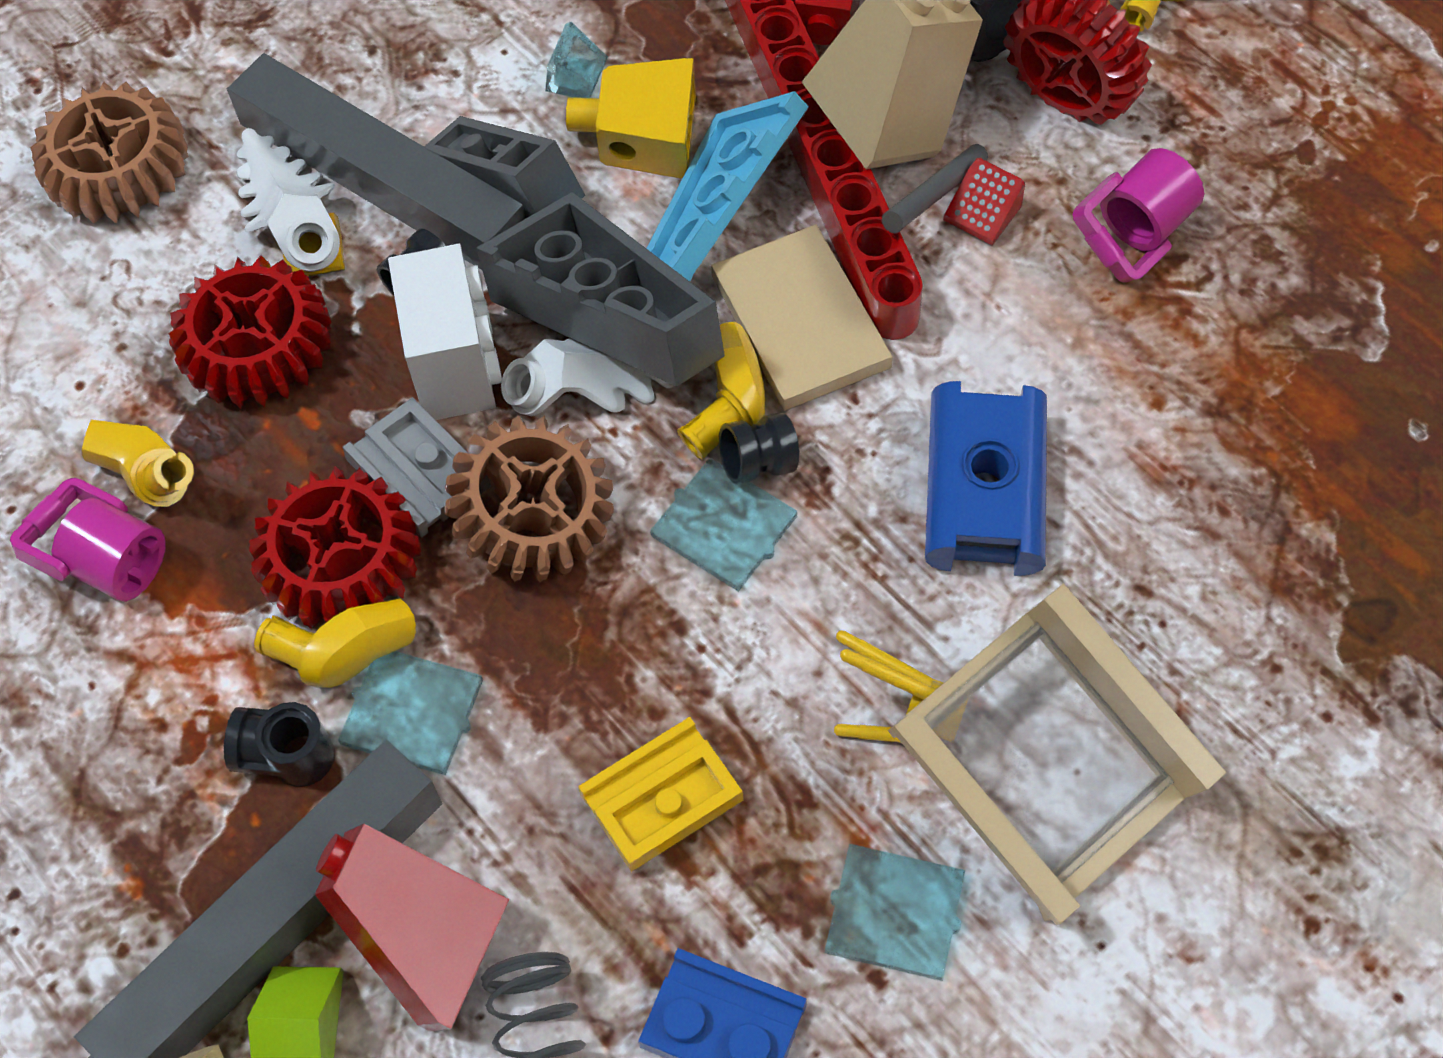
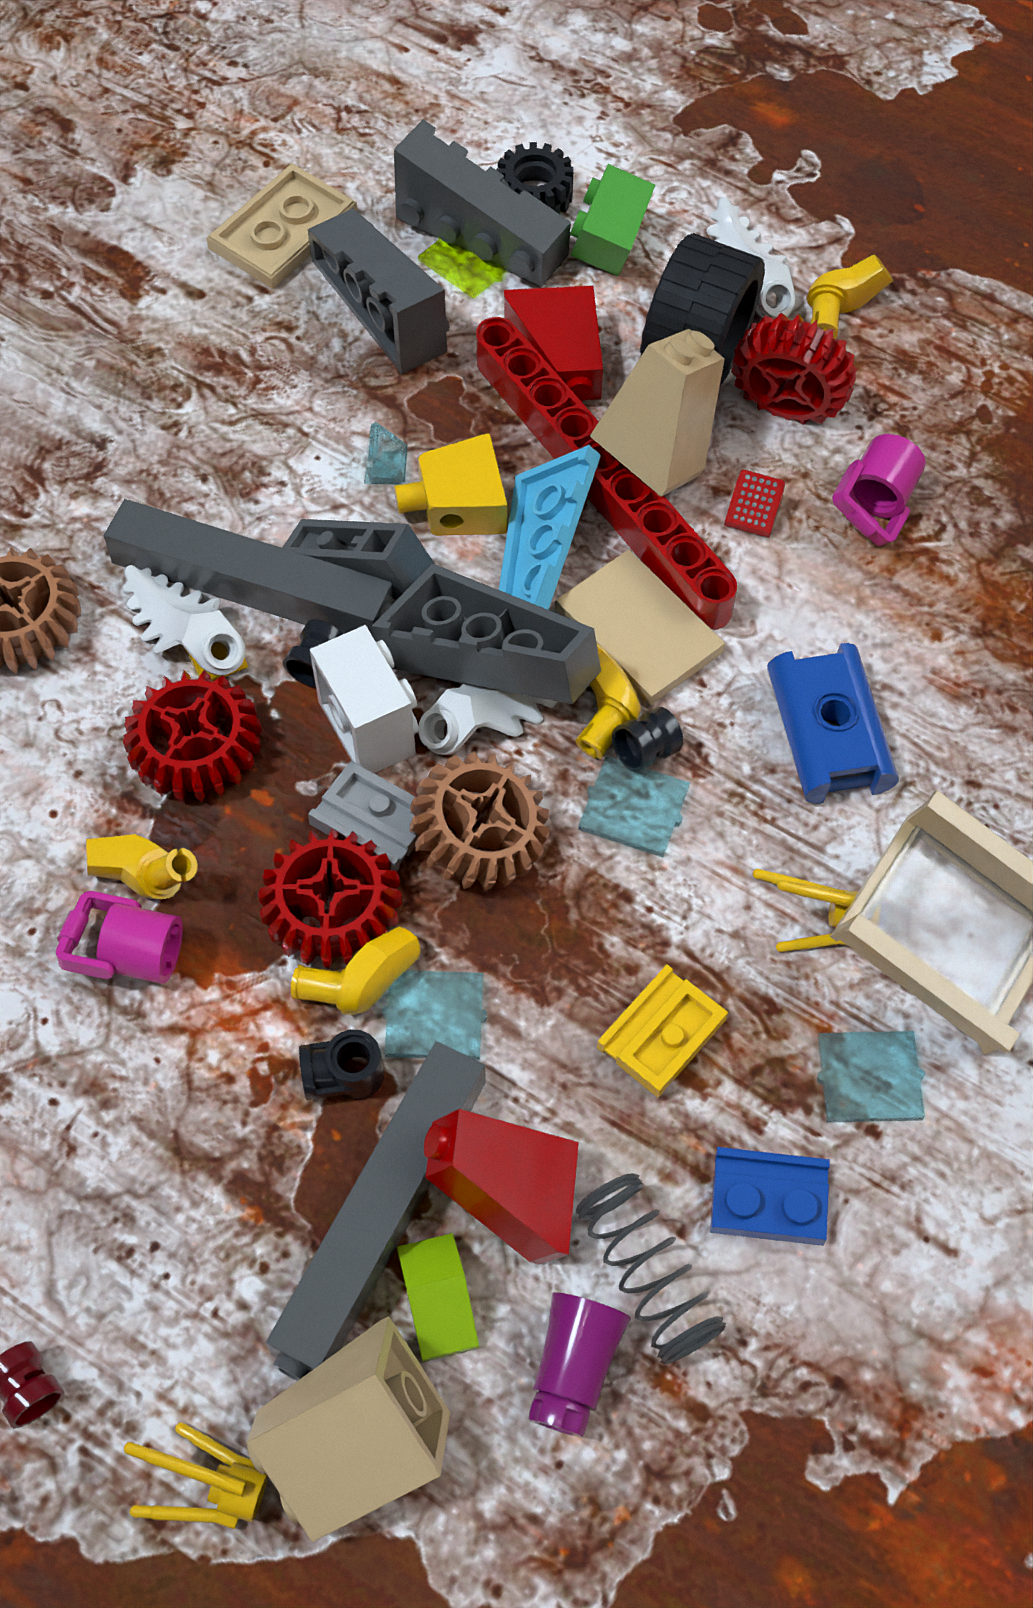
camera: 20 degrees left, 0 degrees up
(931, 190) = (716, 501): dark grey bar -> none

